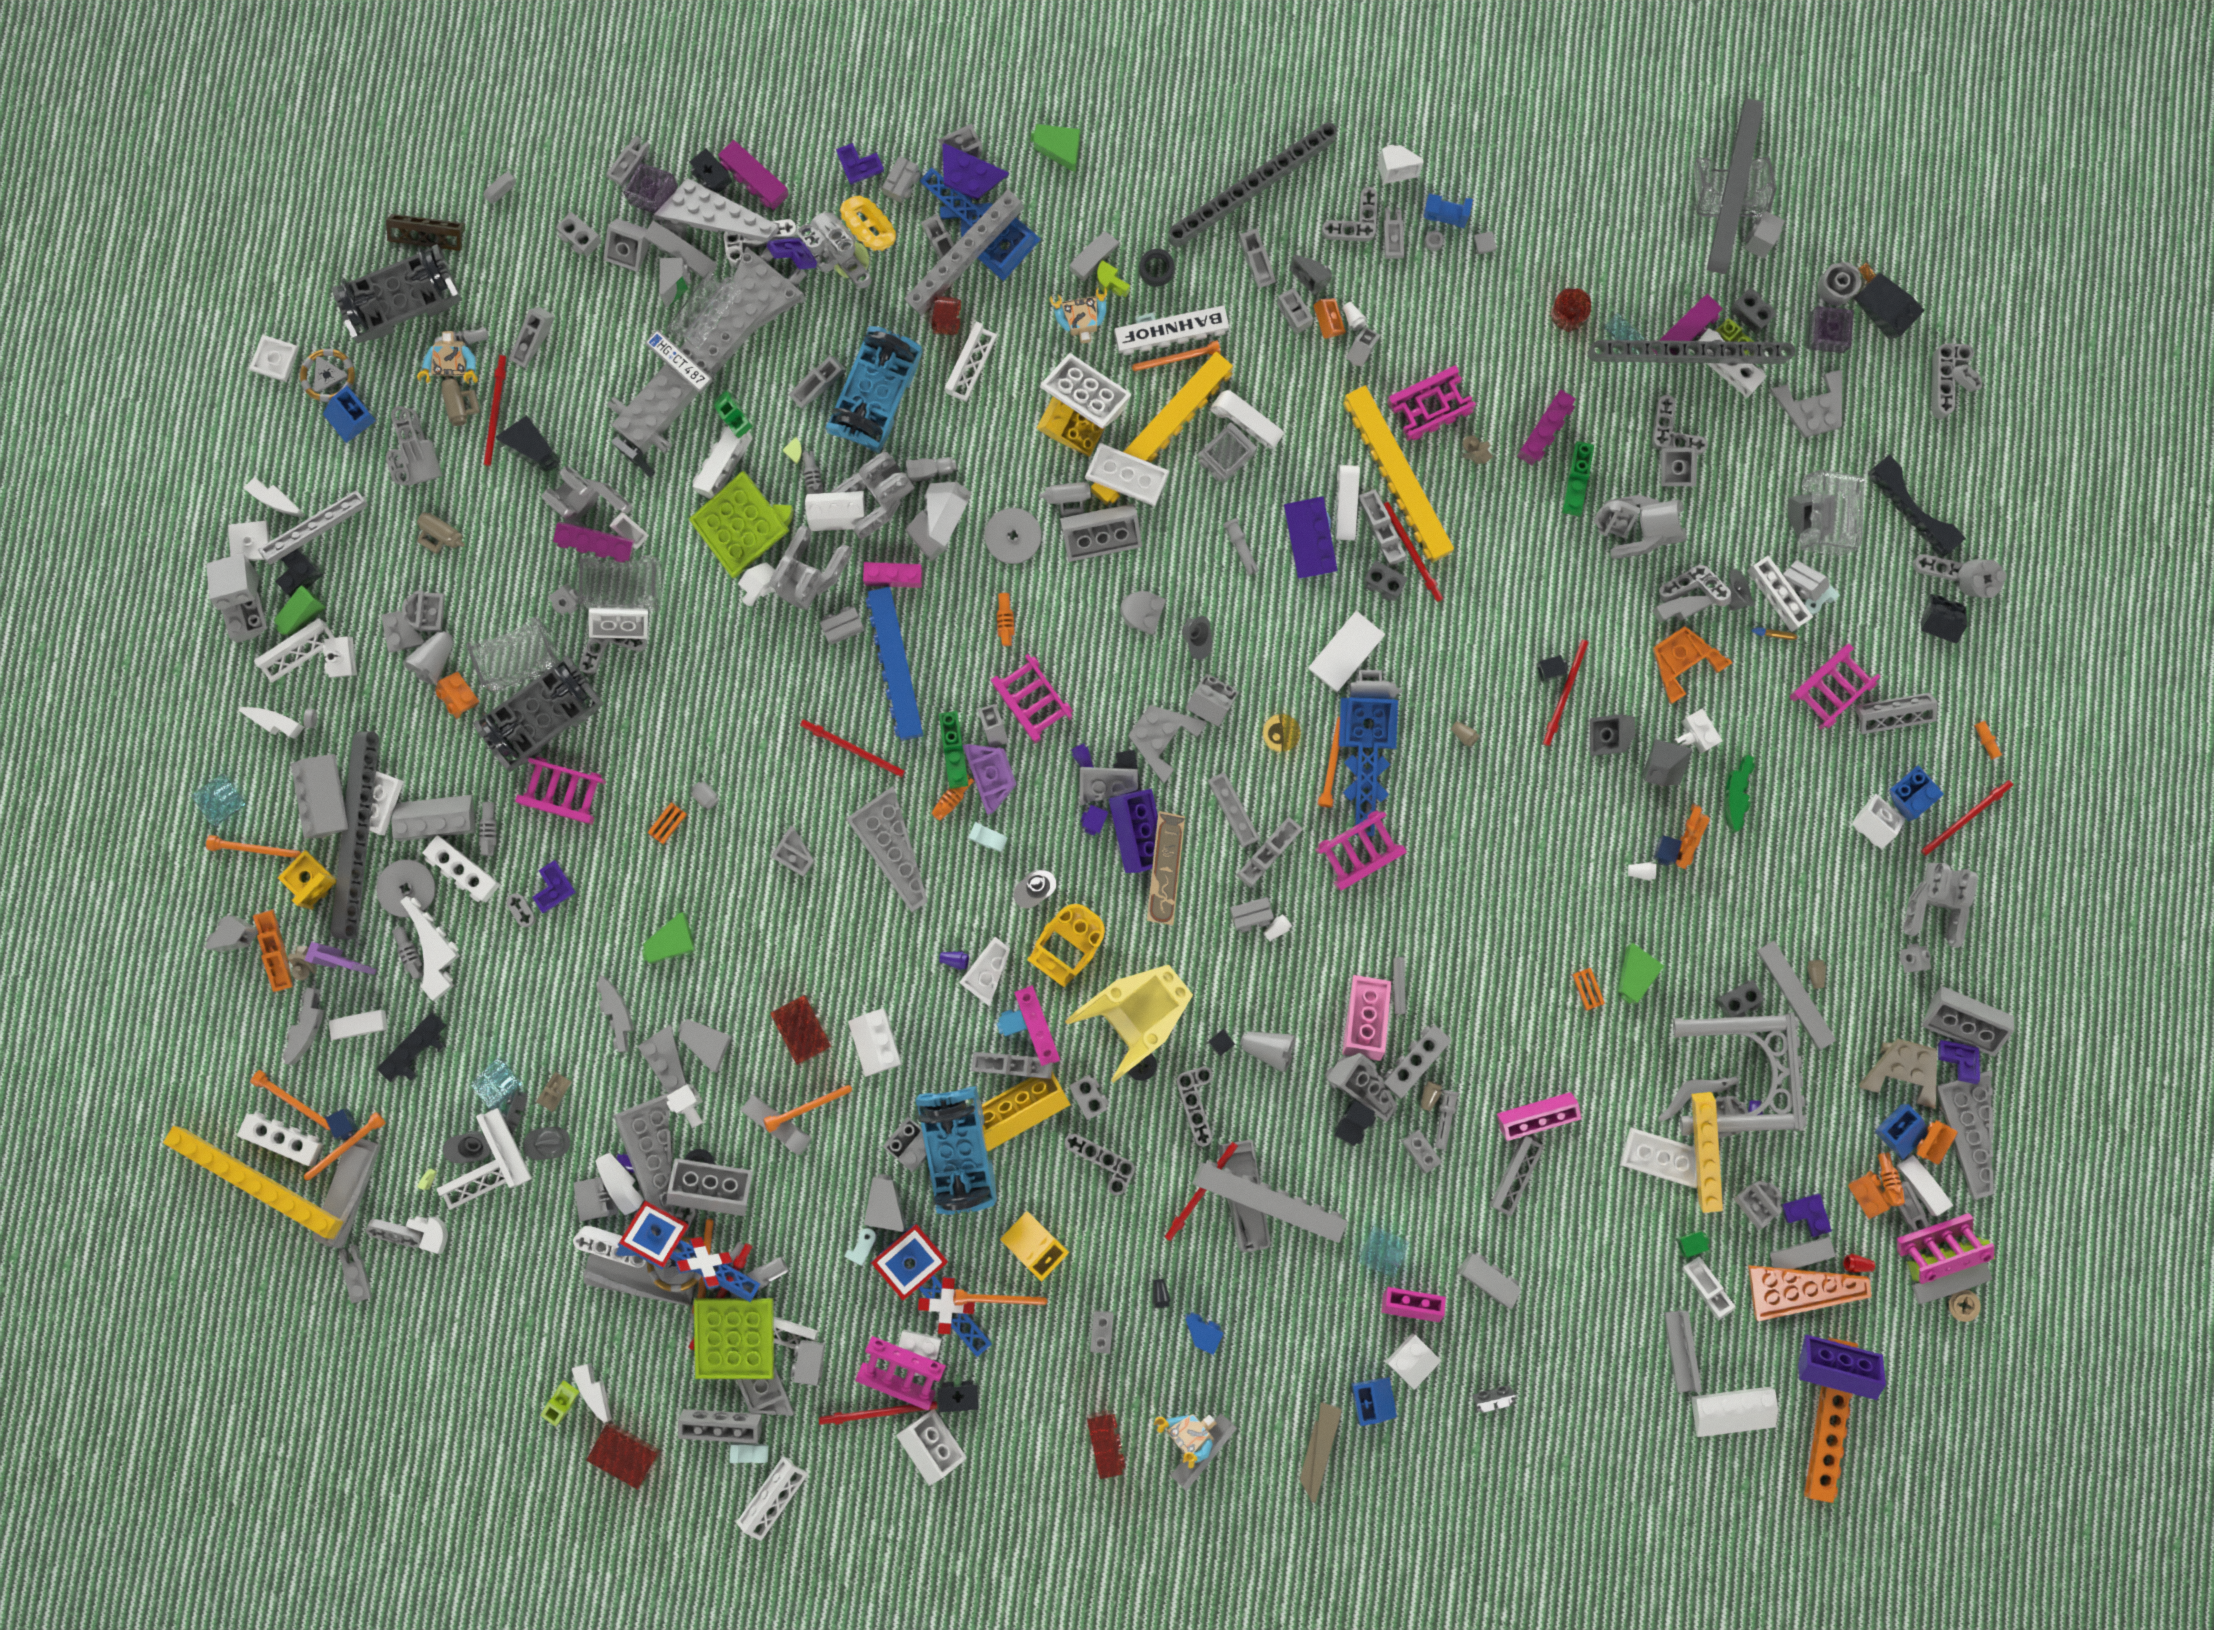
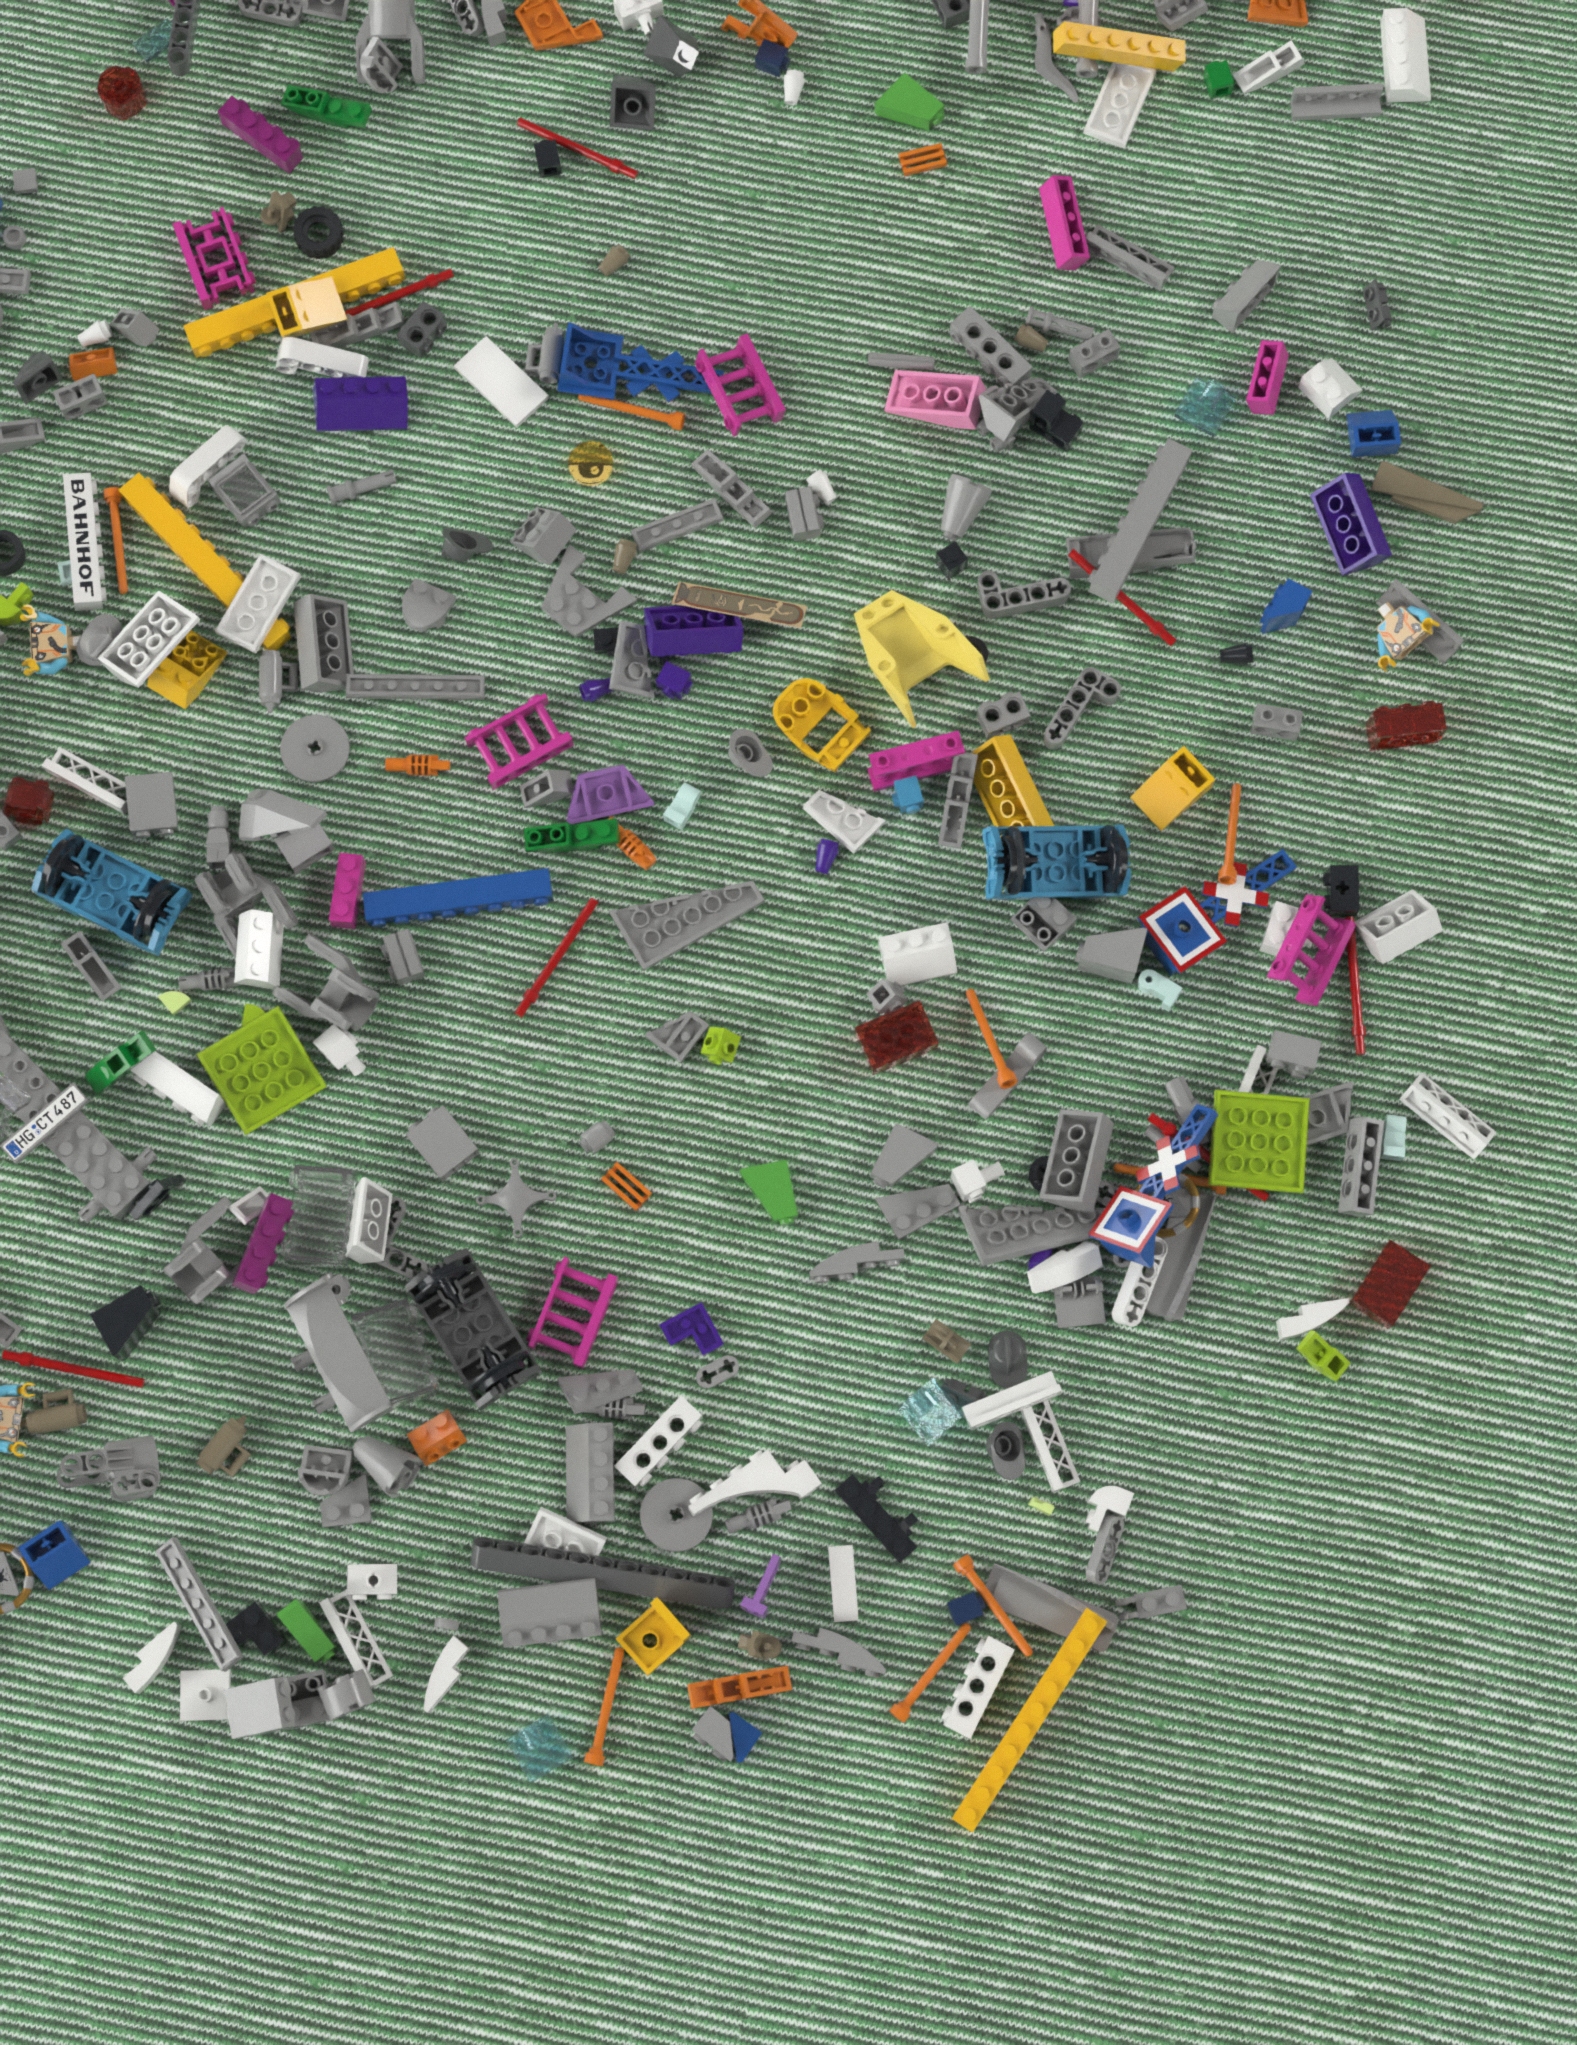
camera: 80 degrees left, 5 degrees down
(235, 957) = (743, 1735): none -> blue slope
(244, 646) = (346, 1694): none -> light grey brick
(496, 608) = (337, 1356): none -> light grey piece
(500, 817) = (597, 1389): none -> light grey wing
(649, 736) = (516, 1198): none -> light grey piece
(691, 673) = (442, 1142): none -> light grey brick
(785, 887) = (720, 1045): none -> lime brick
(835, 1020) = (887, 996): none -> light grey brick
(952, 412) = (151, 804): none -> light grey brick
(1071, 610) = (415, 686): none -> light grey tile
(1090, 352) = (97, 637): none -> light grey piece
(1201, 768) = (624, 554): none -> dark tan cone
(1287, 1386) = (1350, 524): none -> dark purple slope
(1388, 482) = (306, 307): none -> yellow slope
(1478, 485) = (318, 215): none -> black tyre

